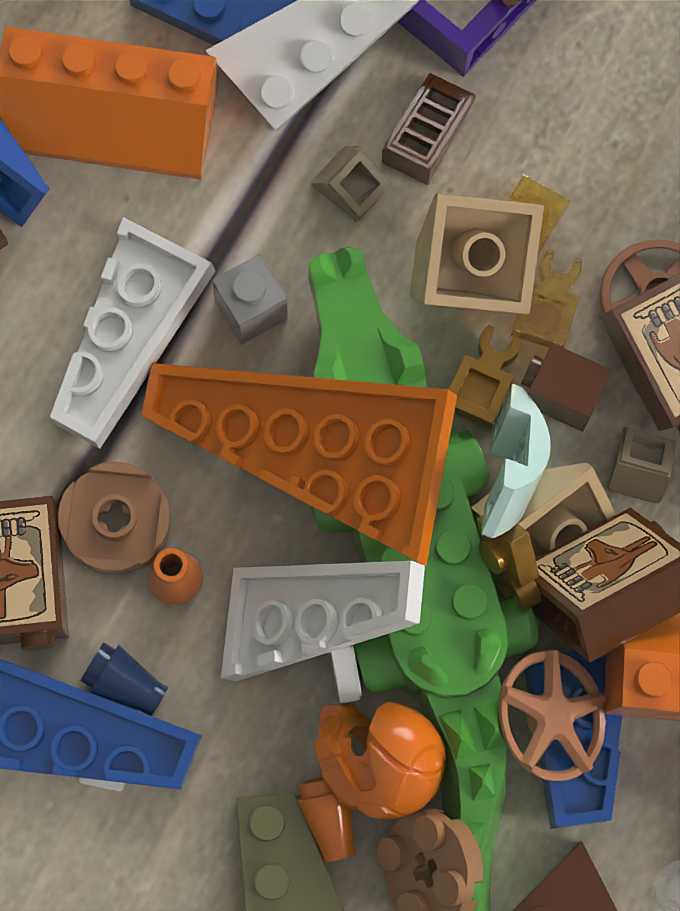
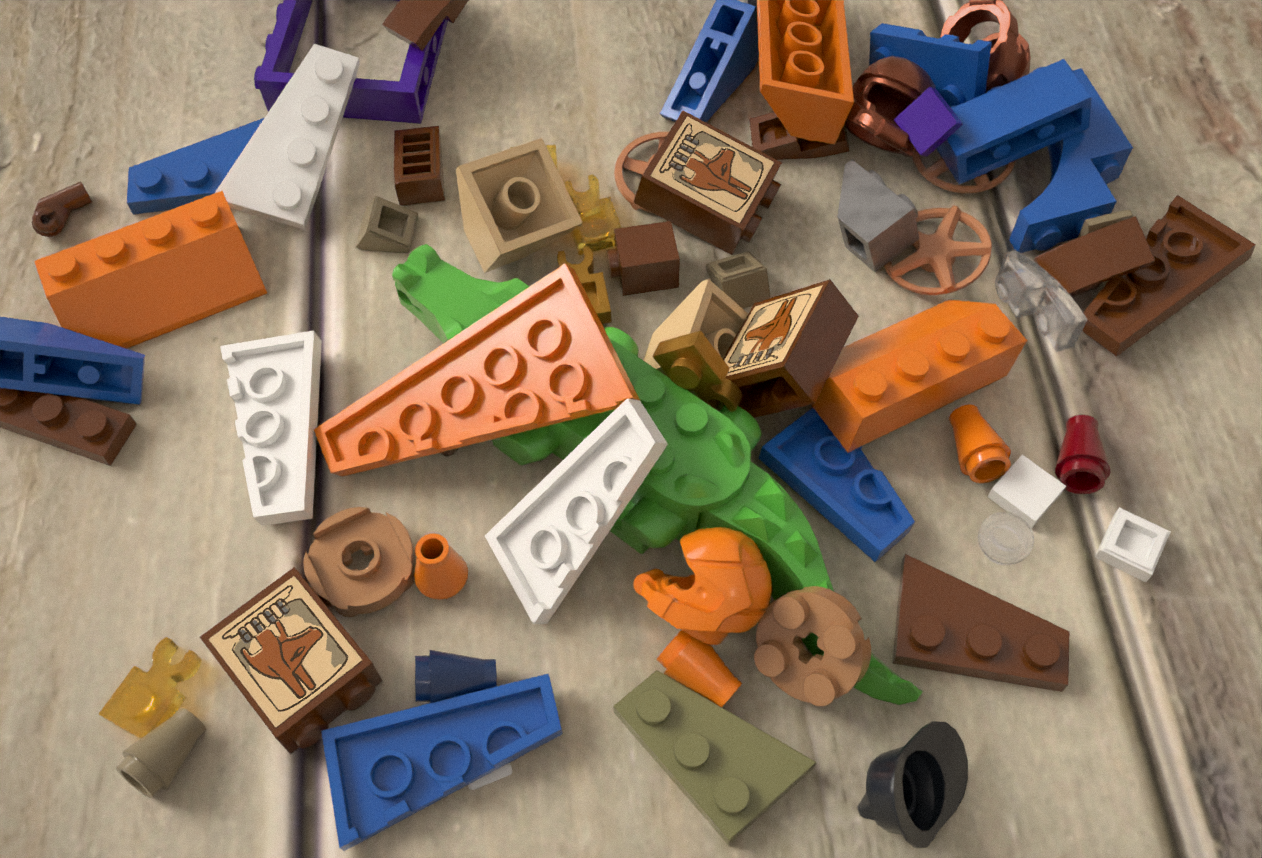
camera: 30 degrees left, 15 degrees down
(250, 299) = (362, 338): light grey brick -> none
(345, 674) = (629, 547): white tile -> none
(525, 444) = (648, 302): light aqua slope -> none
(553, 715) = (815, 467): nougat wheel -> none

